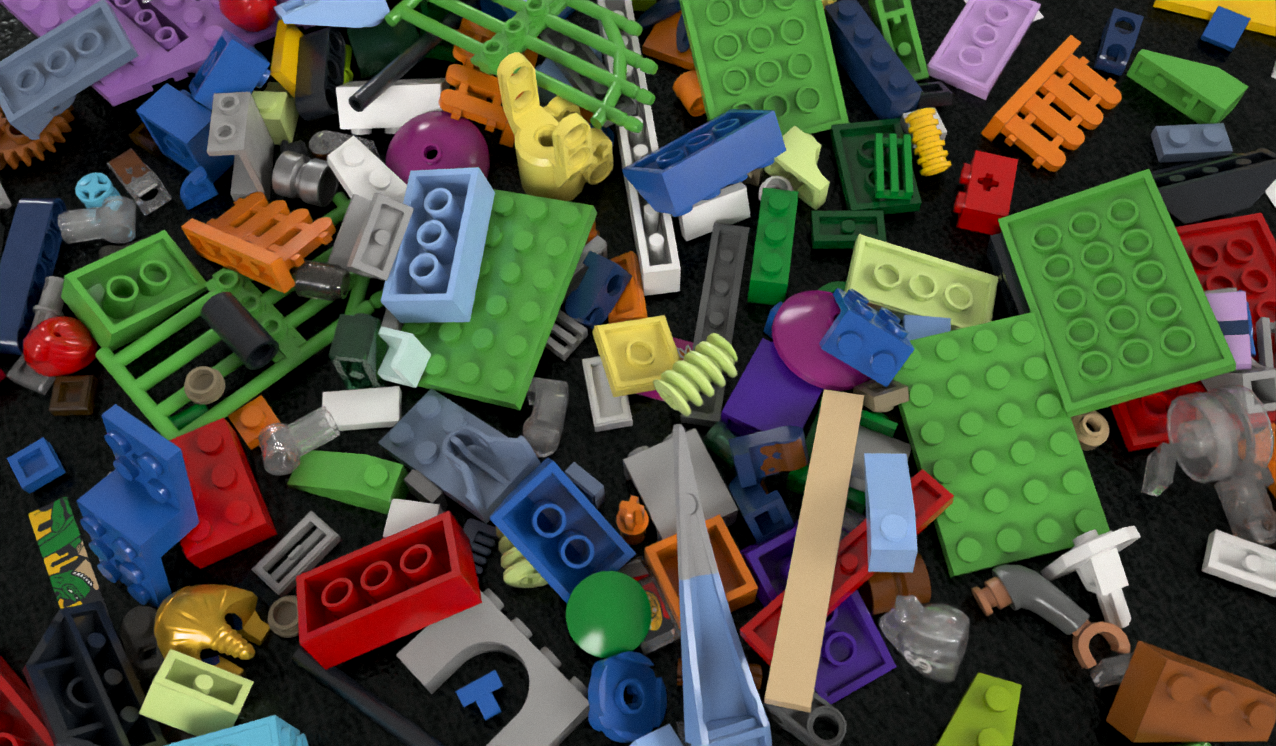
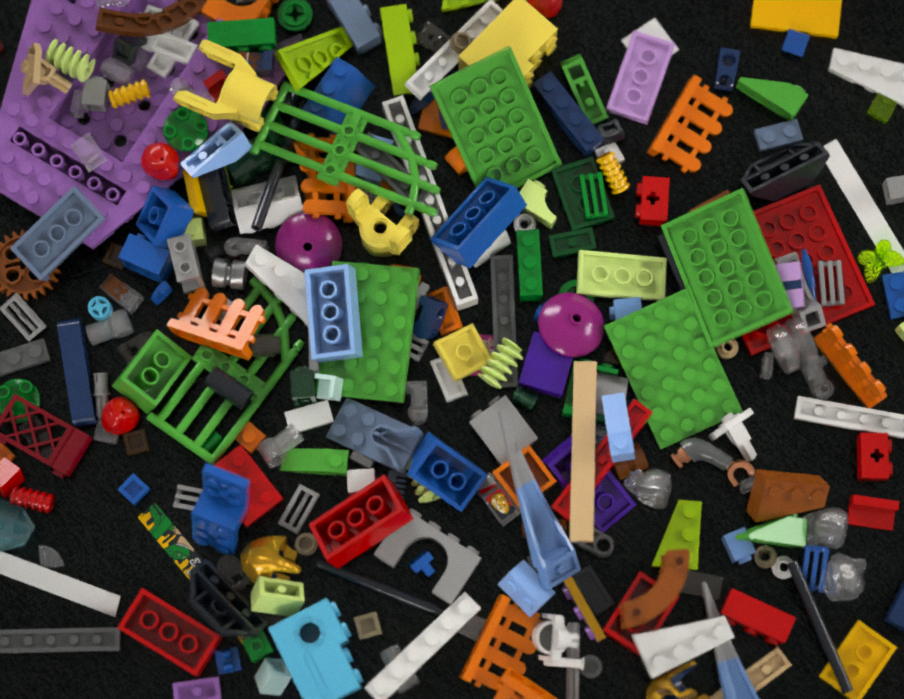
camera: 10 degrees left, 15 degrees up
(204, 385) = (219, 425): dark tan plate -> none
(371, 235) = (292, 316): light grey panel -> none
(588, 485) = (450, 439): sand blue tile -> none
(606, 701) = (488, 552): blue plate -> none
(608, 614) = (480, 510): green dish -> none
(632, 521) = (481, 455): orange axle -> none
(761, 510) = (549, 435): dark blue leg -> none
(768, 453) = (549, 404): dark blue leg -> none
(867, 338) = (594, 323): blue bracket -> none
(882, 398) = (606, 354): dark tan plate -> none

